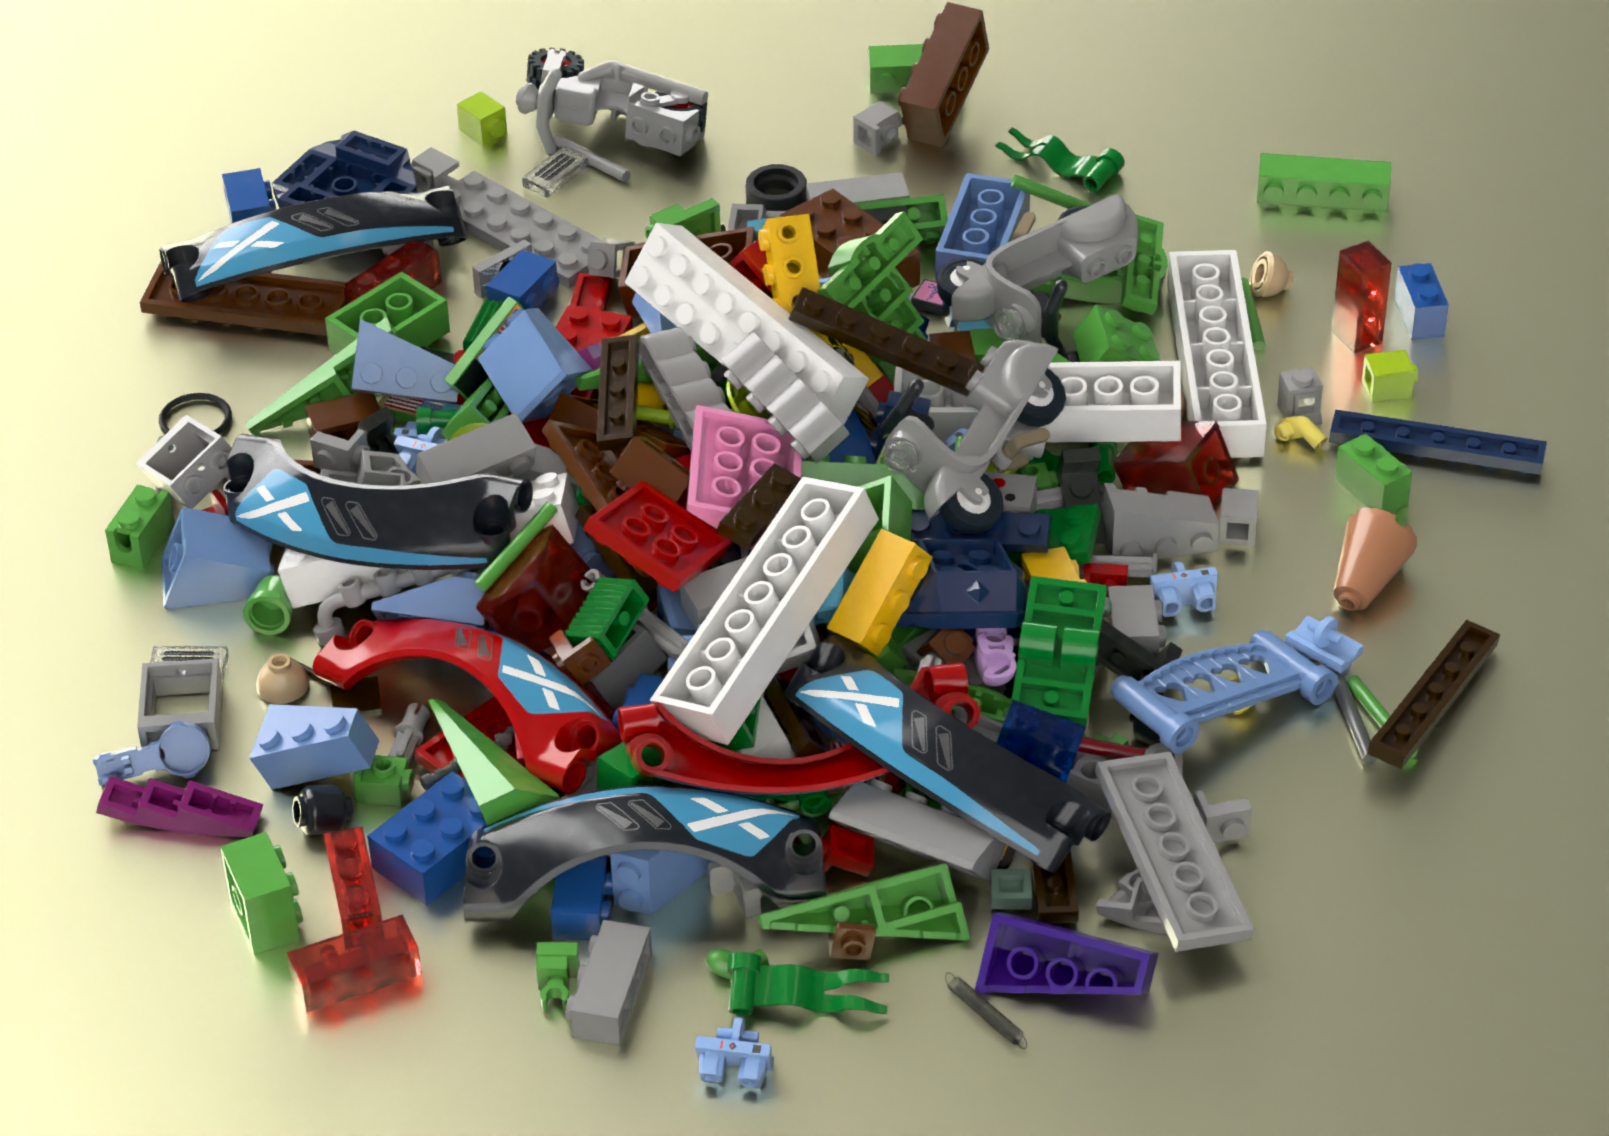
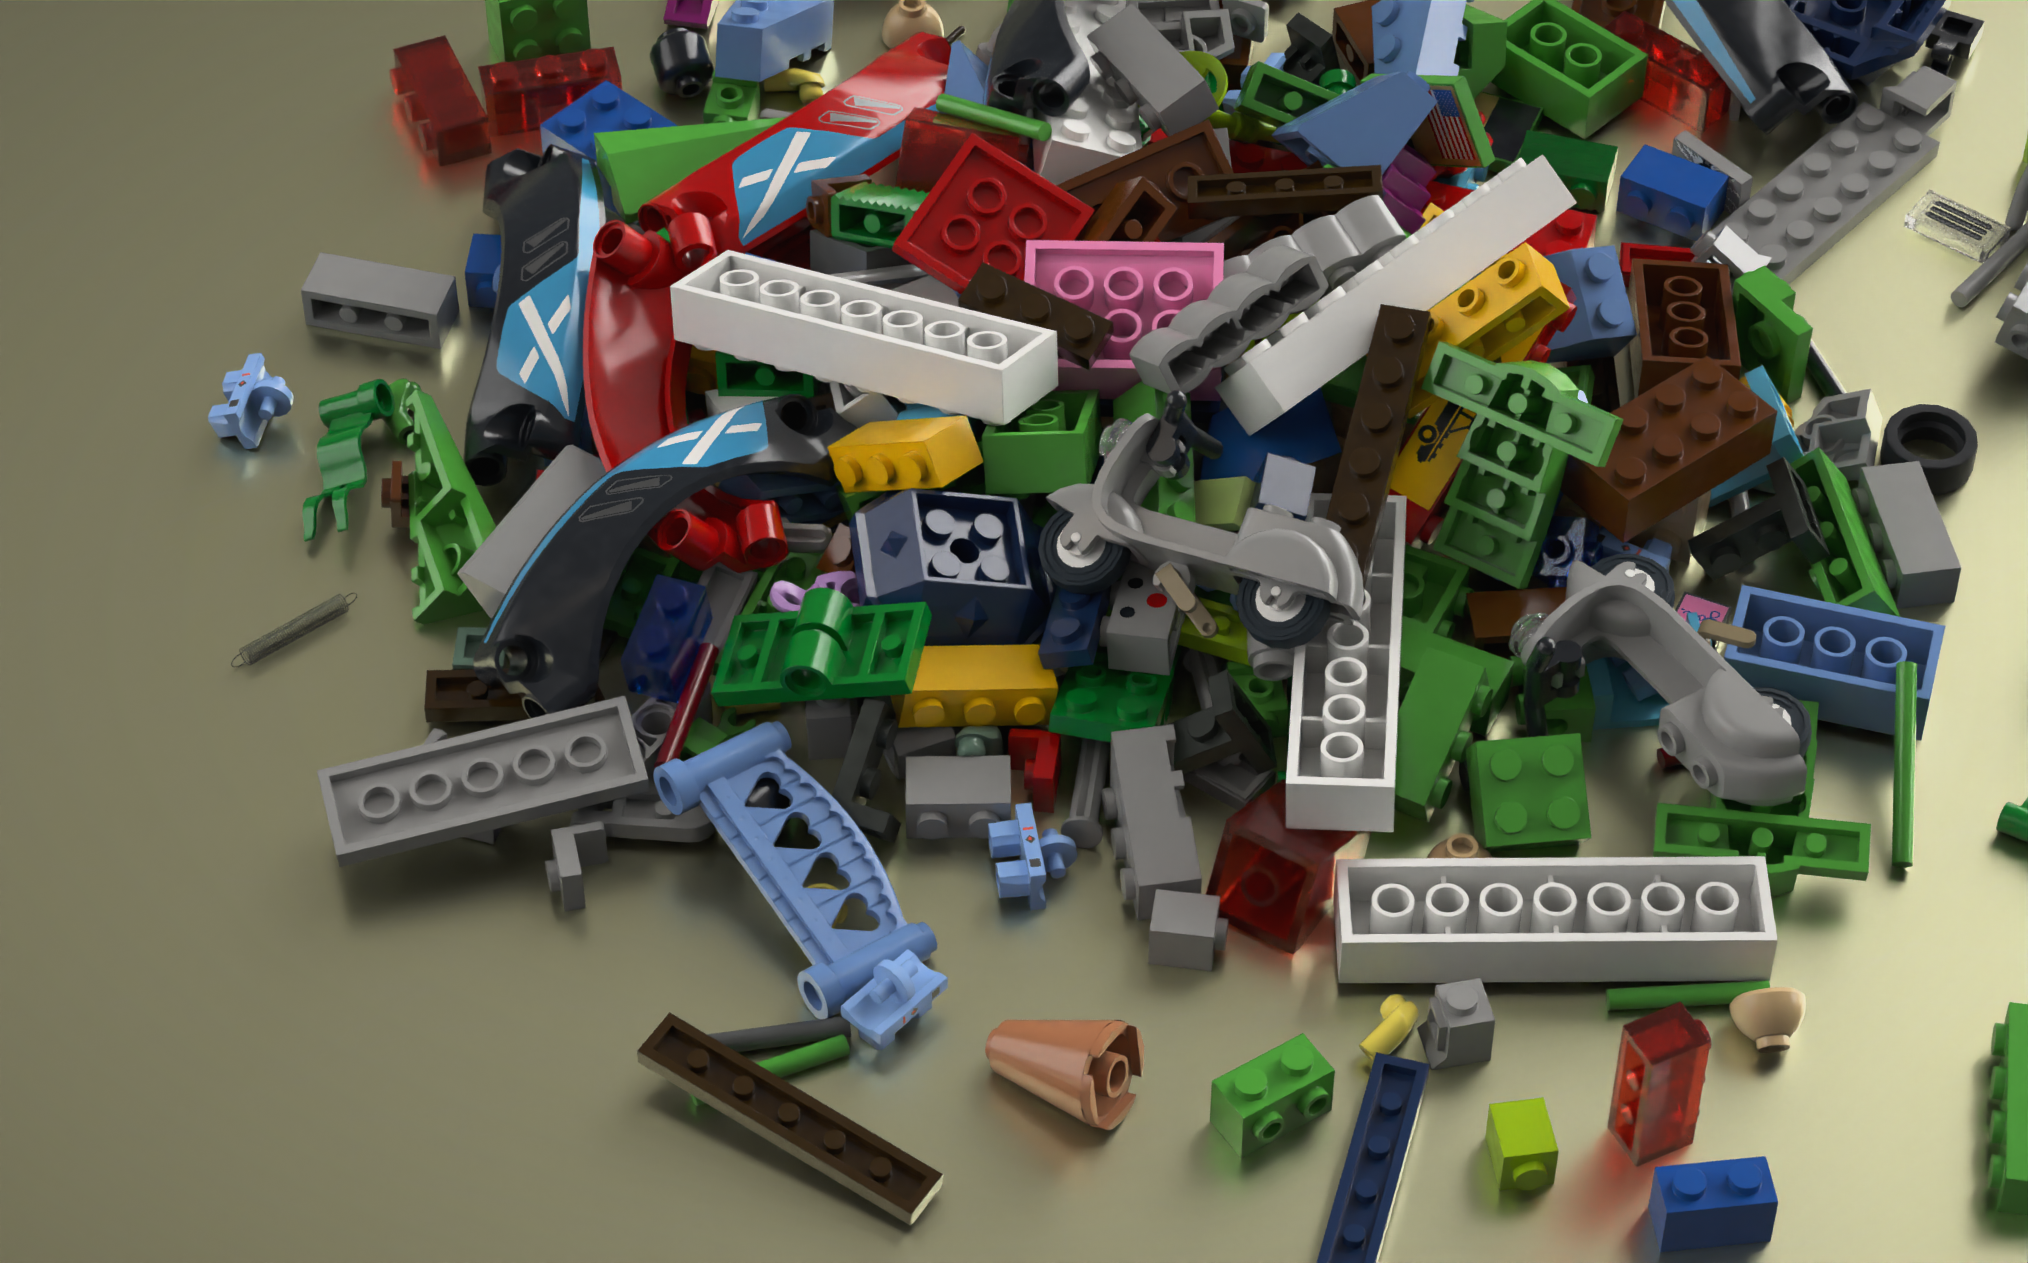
camera: 90 degrees right, 5 degrees up
(554, 968) = (410, 249): bright green piece -> none
(1050, 959) = (345, 688): dark purple wedge -> none

